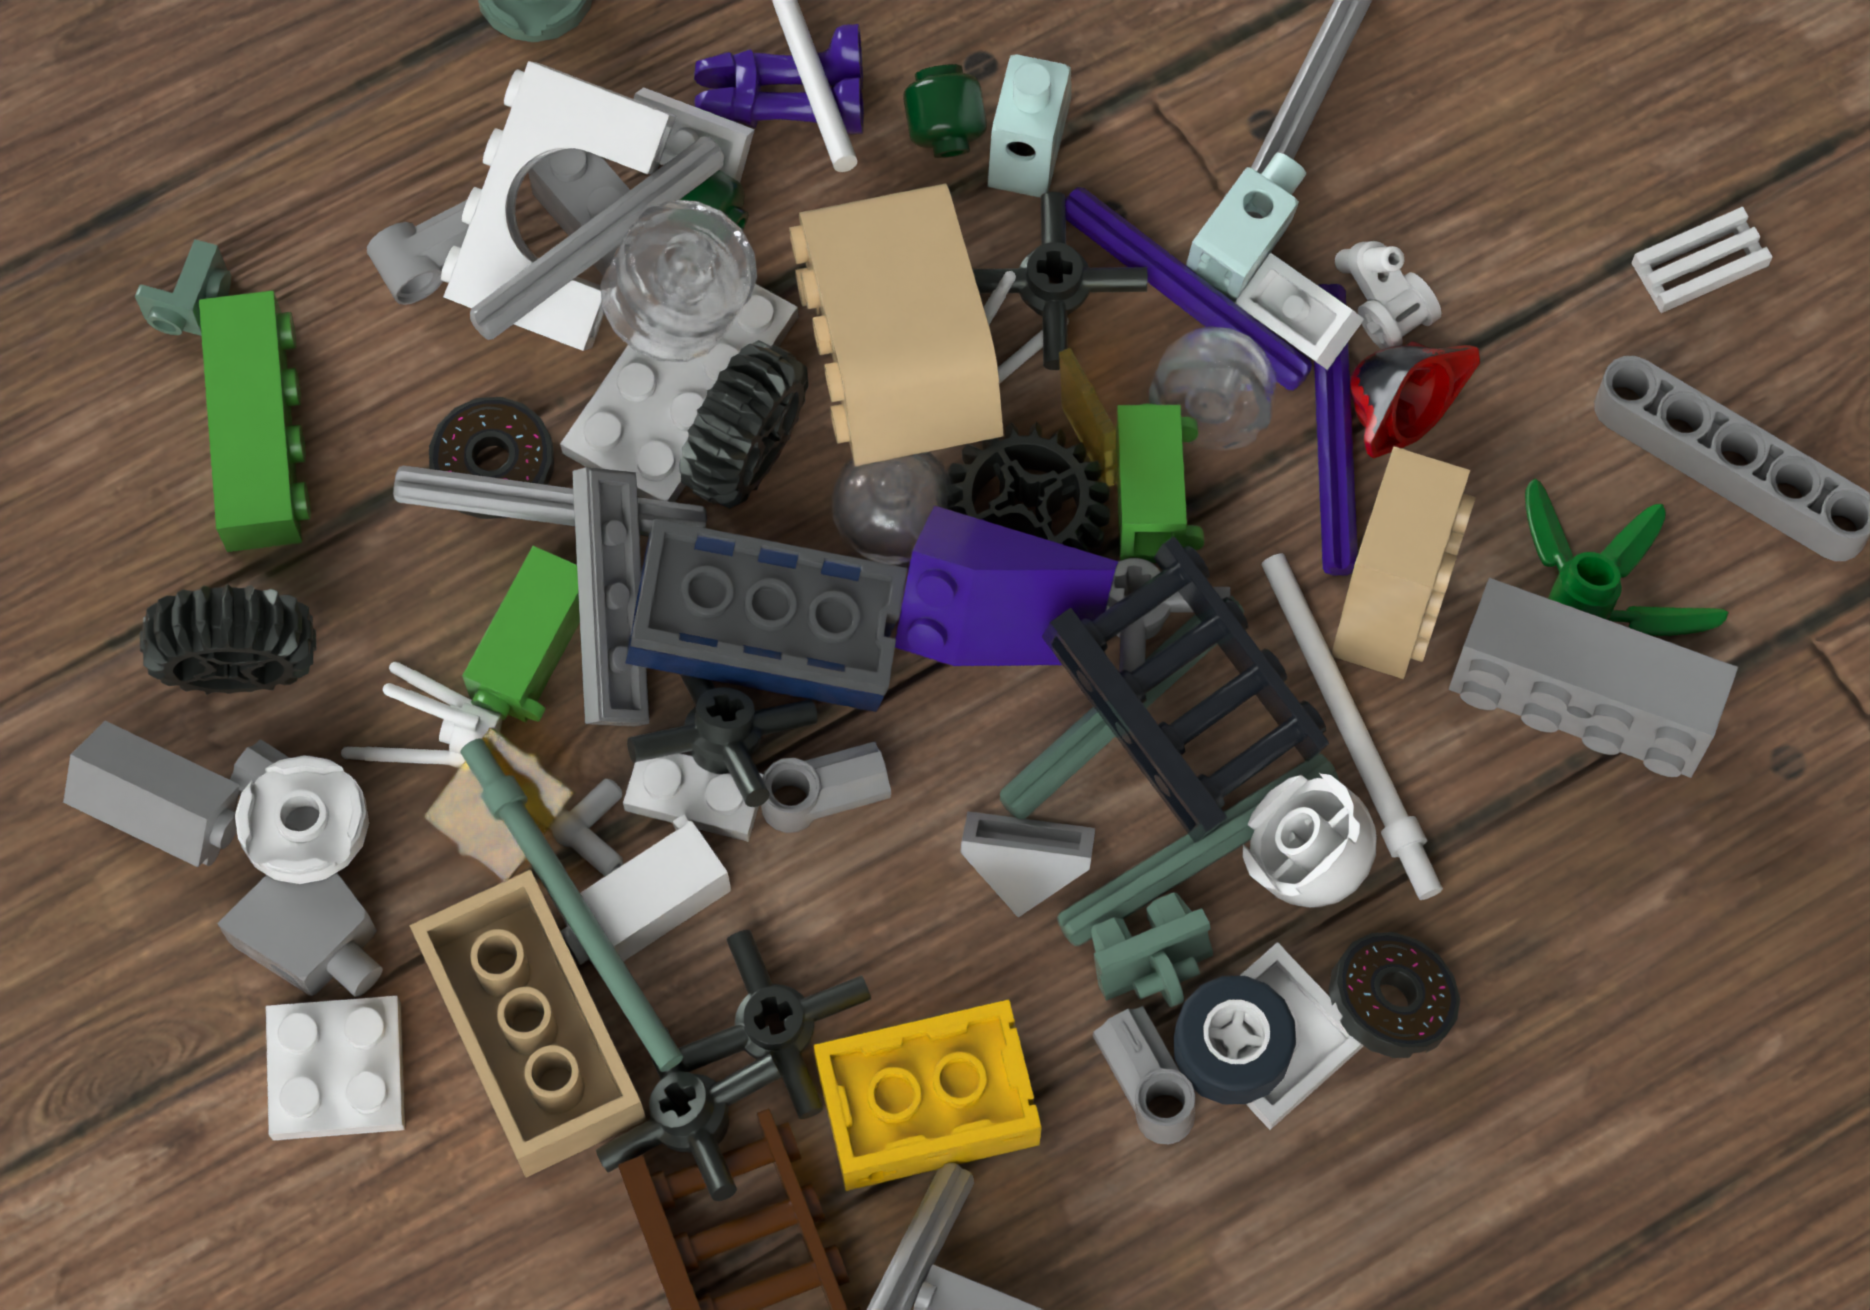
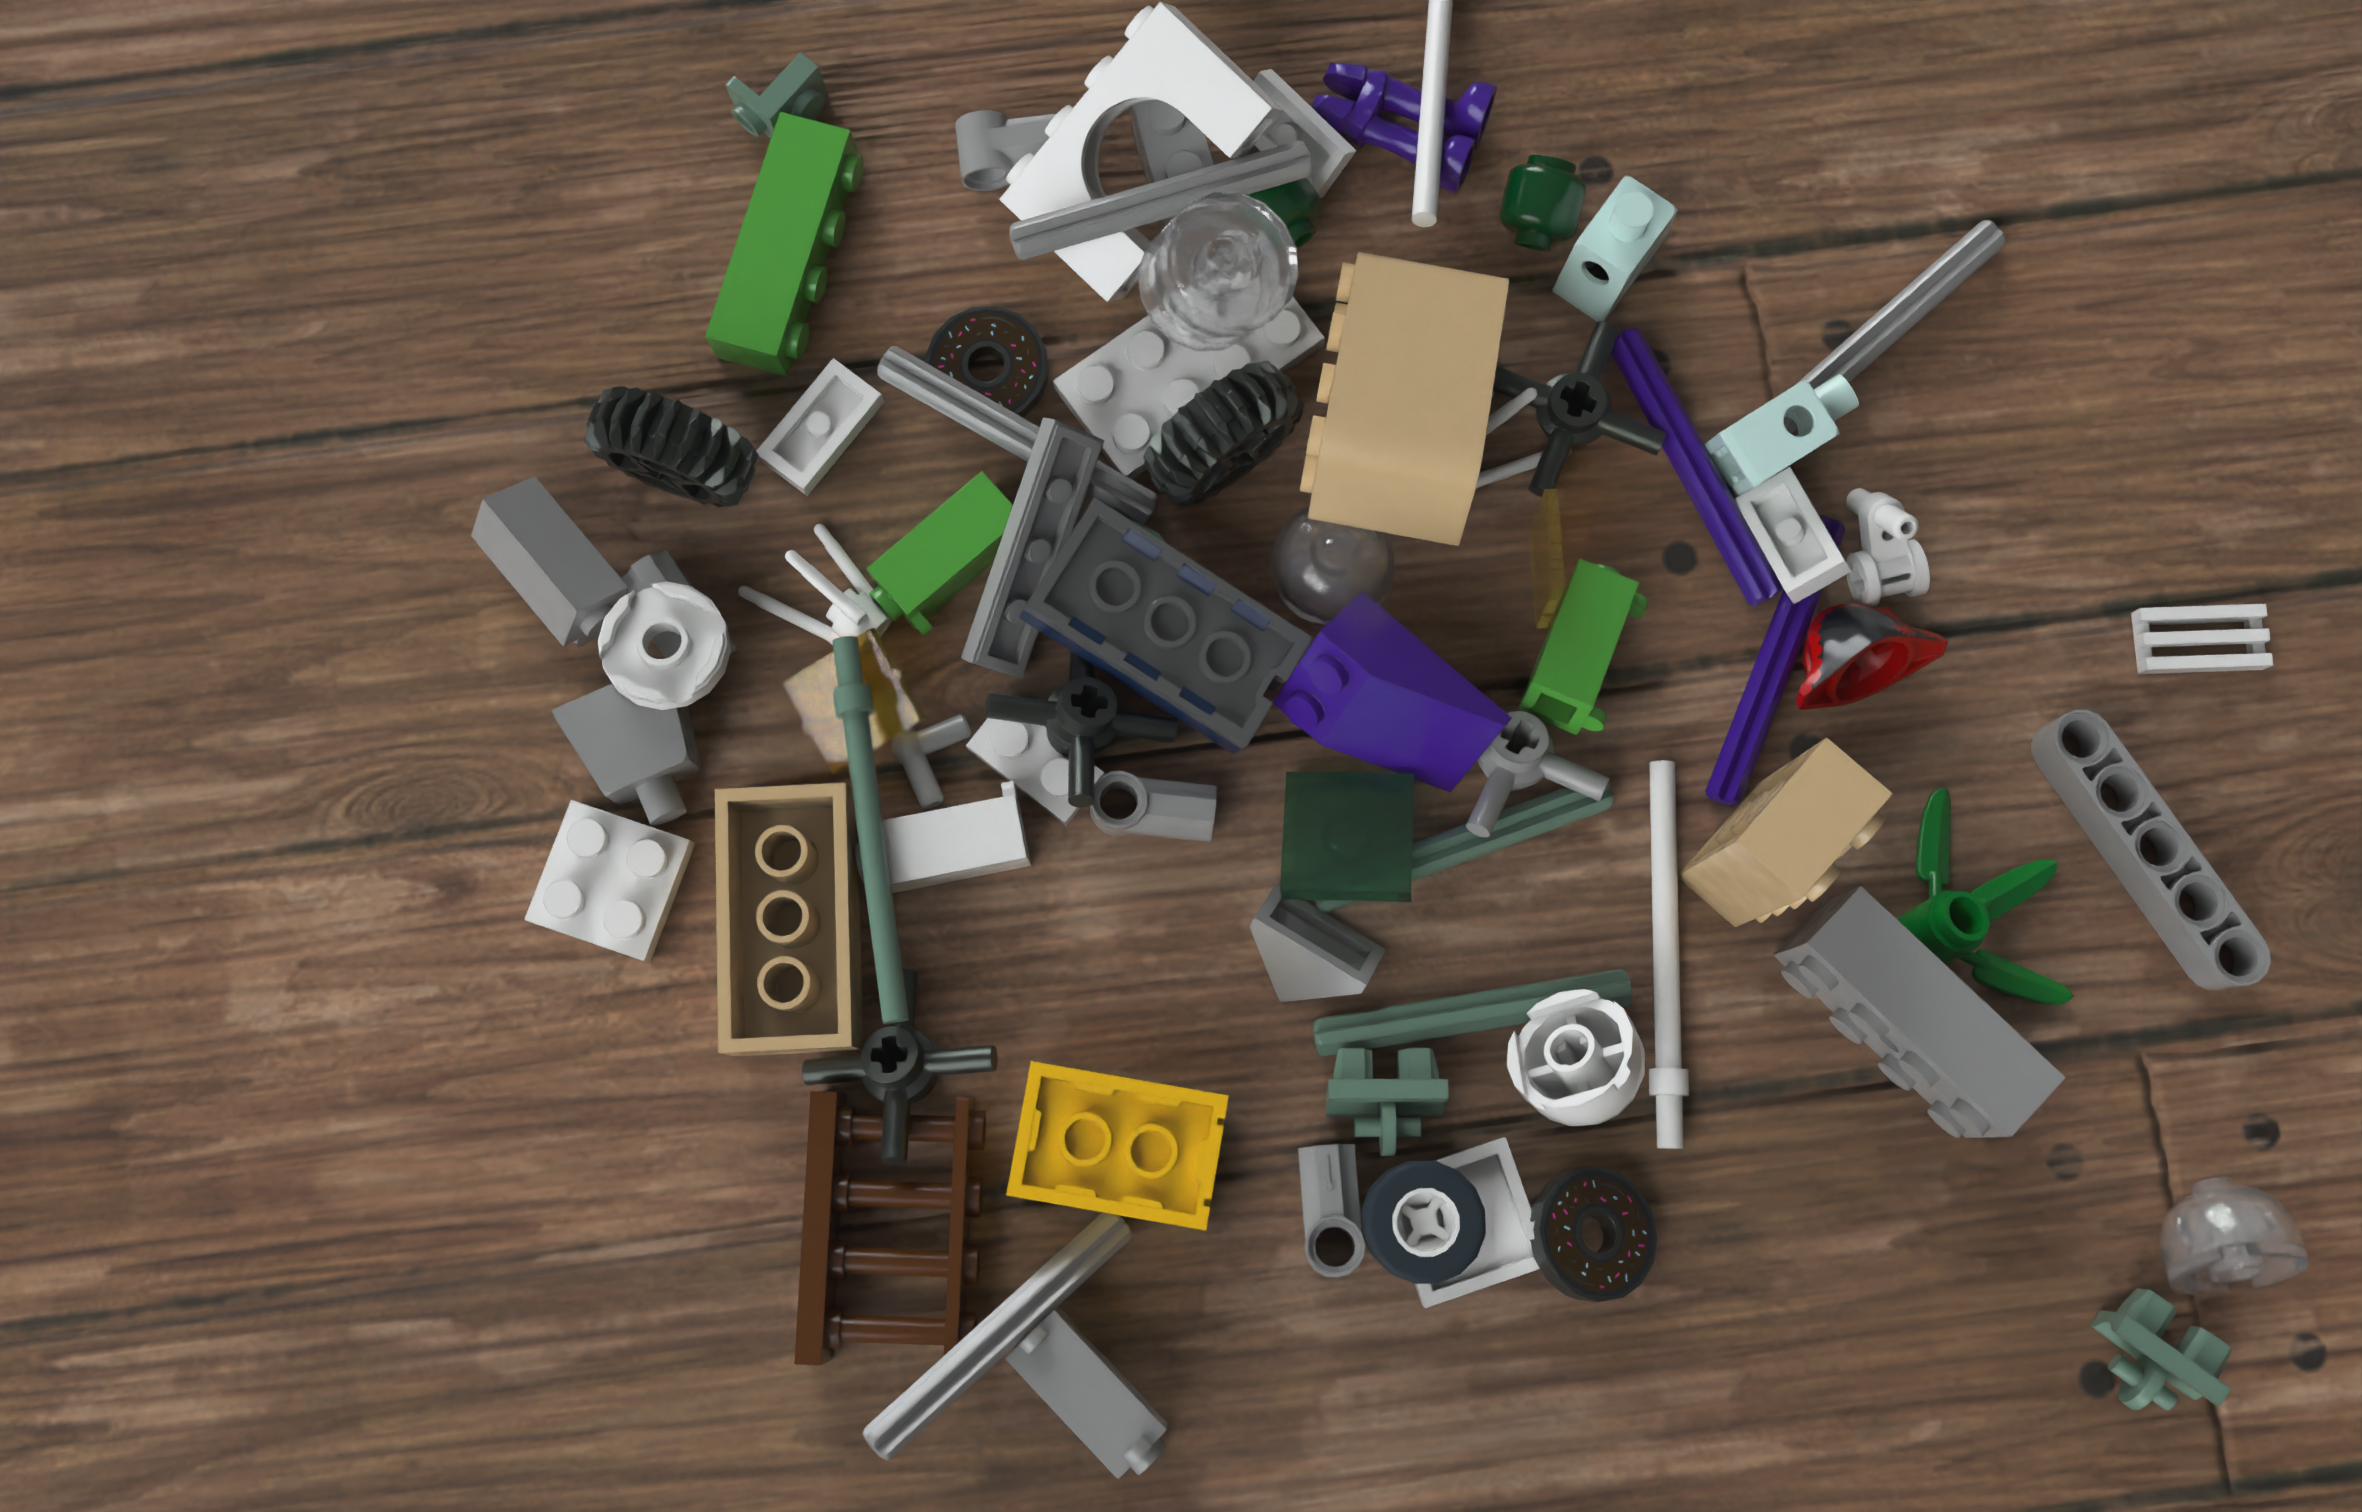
camera: 25 degrees right, 10 degrees up
(357, 571) = (820, 427): none -> white plate
(798, 1016) = (996, 996): pearl dark grey bar -> none
(1016, 737) = (1348, 836): none -> clear green tile
(1064, 478) = (1478, 611): pearl dark grey gear -> none
(1160, 747) = (1477, 908): black fence -> none
(1219, 382) = (1685, 574): clear cylinder -> none

